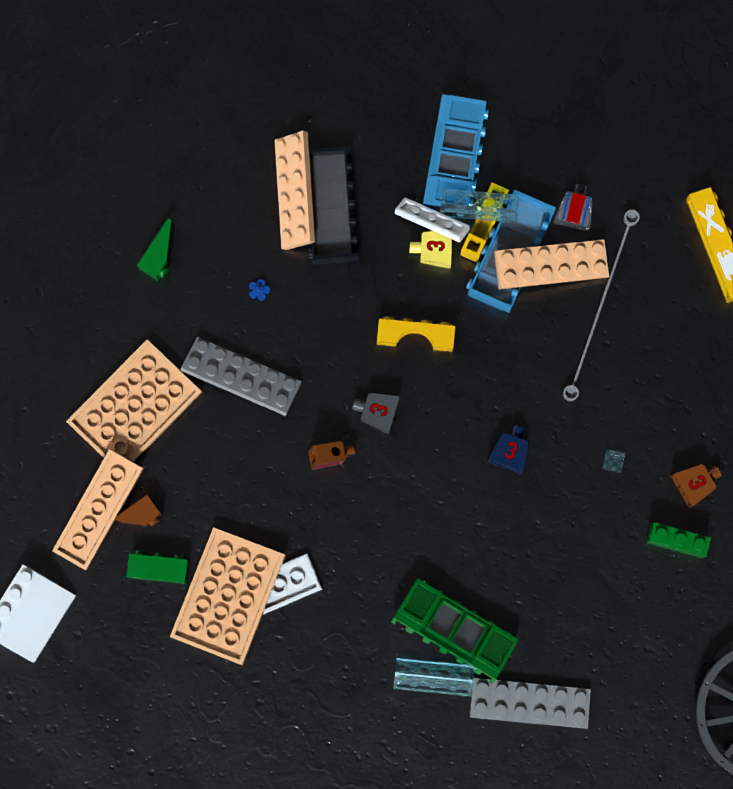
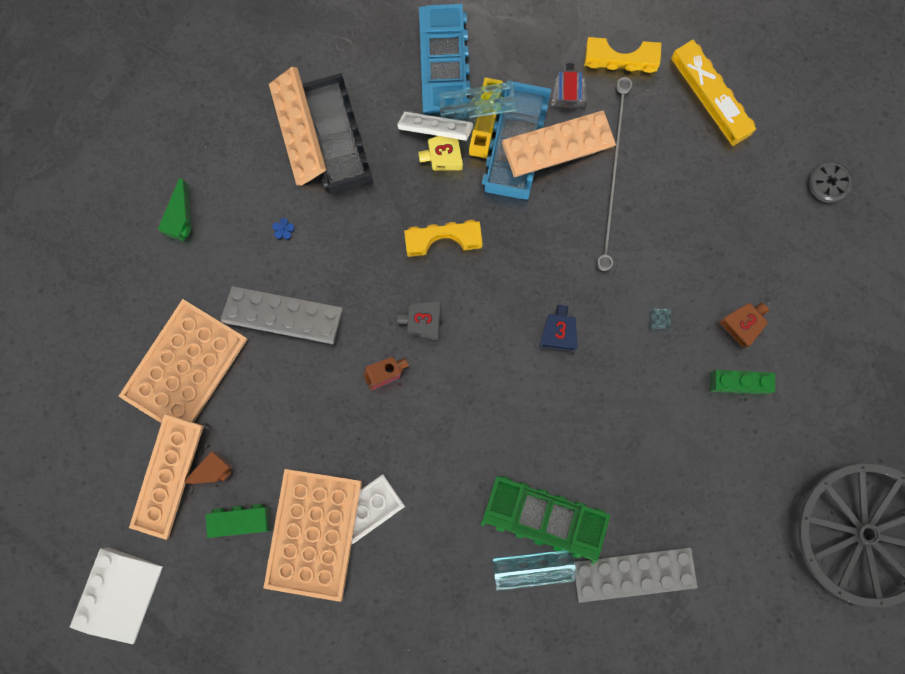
camera: 10 degrees left, 0 degrees up
(614, 181) = (600, 54): none -> yellow arch

